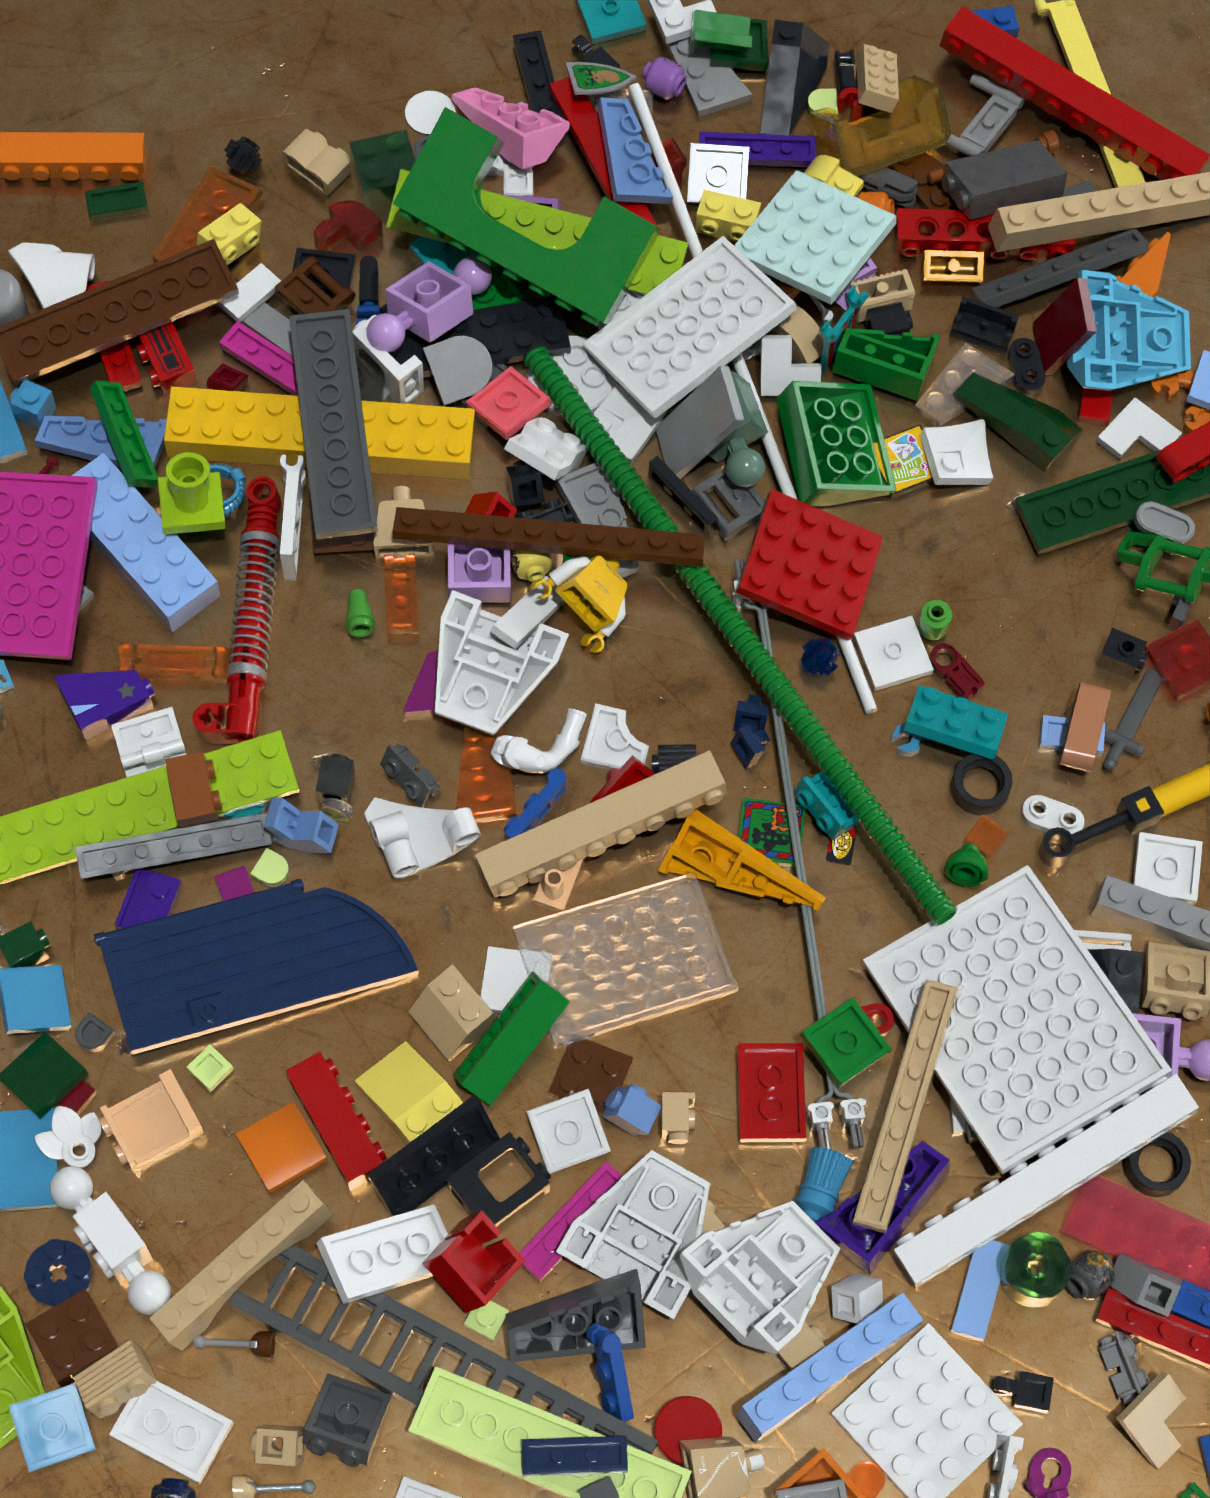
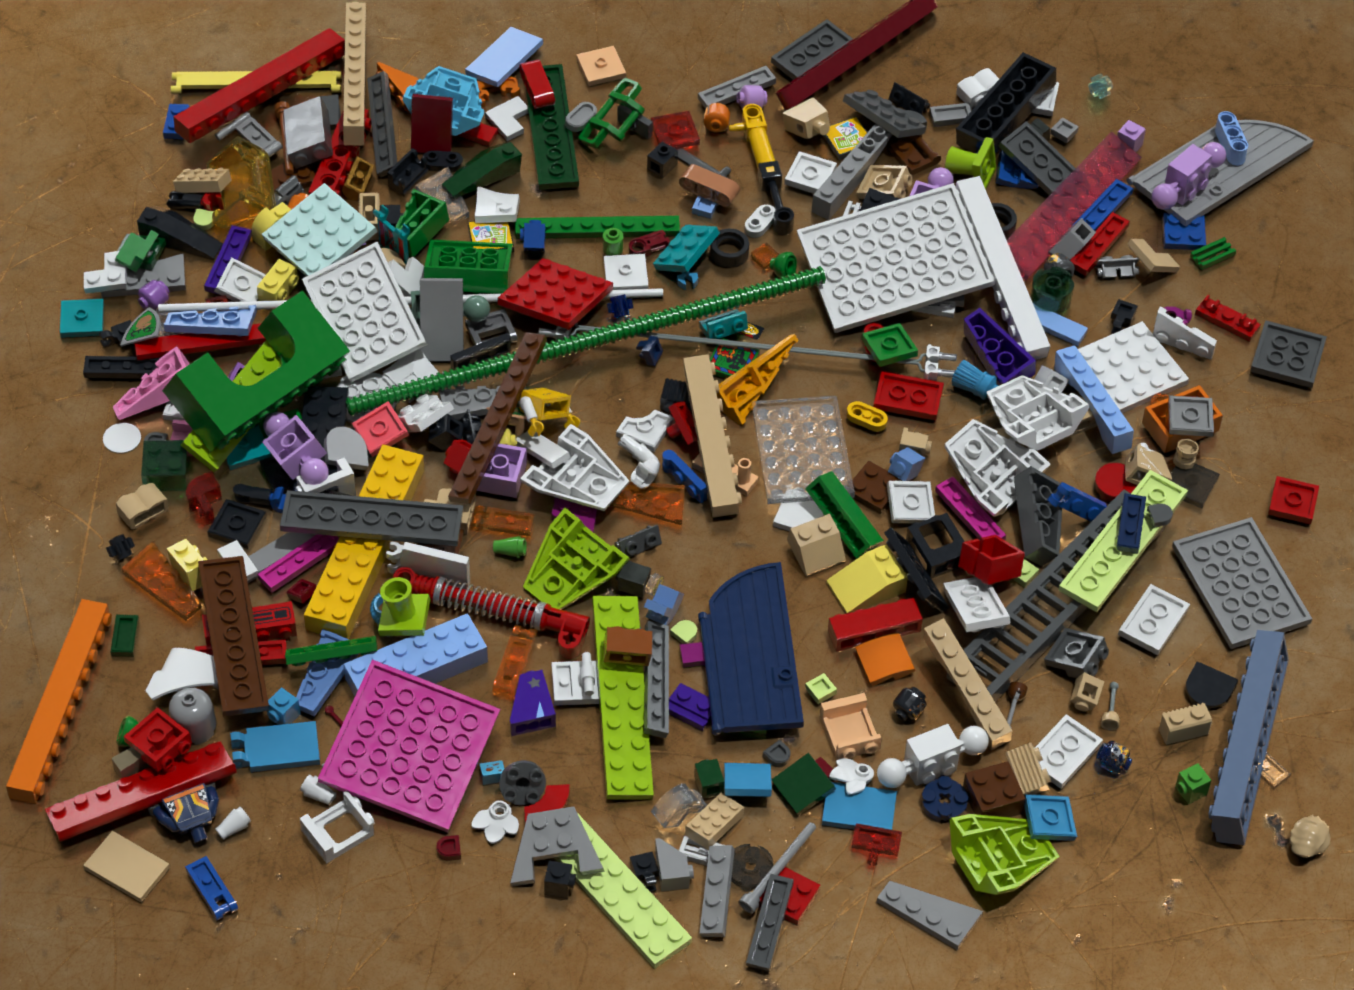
camera: 75 degrees left, 15 degrees down
(206, 1194) = (909, 704): none -> black head
(306, 296) = (254, 527): reddish brown plate -> none
(347, 696) = (571, 562): none -> lime wedge
(418, 836) = (684, 542): white panel -> none
(715, 1041) = (867, 416): none -> yellow plate
(749, 745) = (671, 356): dark blue tile -> none
(905, 1106) = (940, 320): tan tile -> none
(911, 513) = (533, 236): none -> blue brick
(969, 597) = (595, 226): none -> green plate

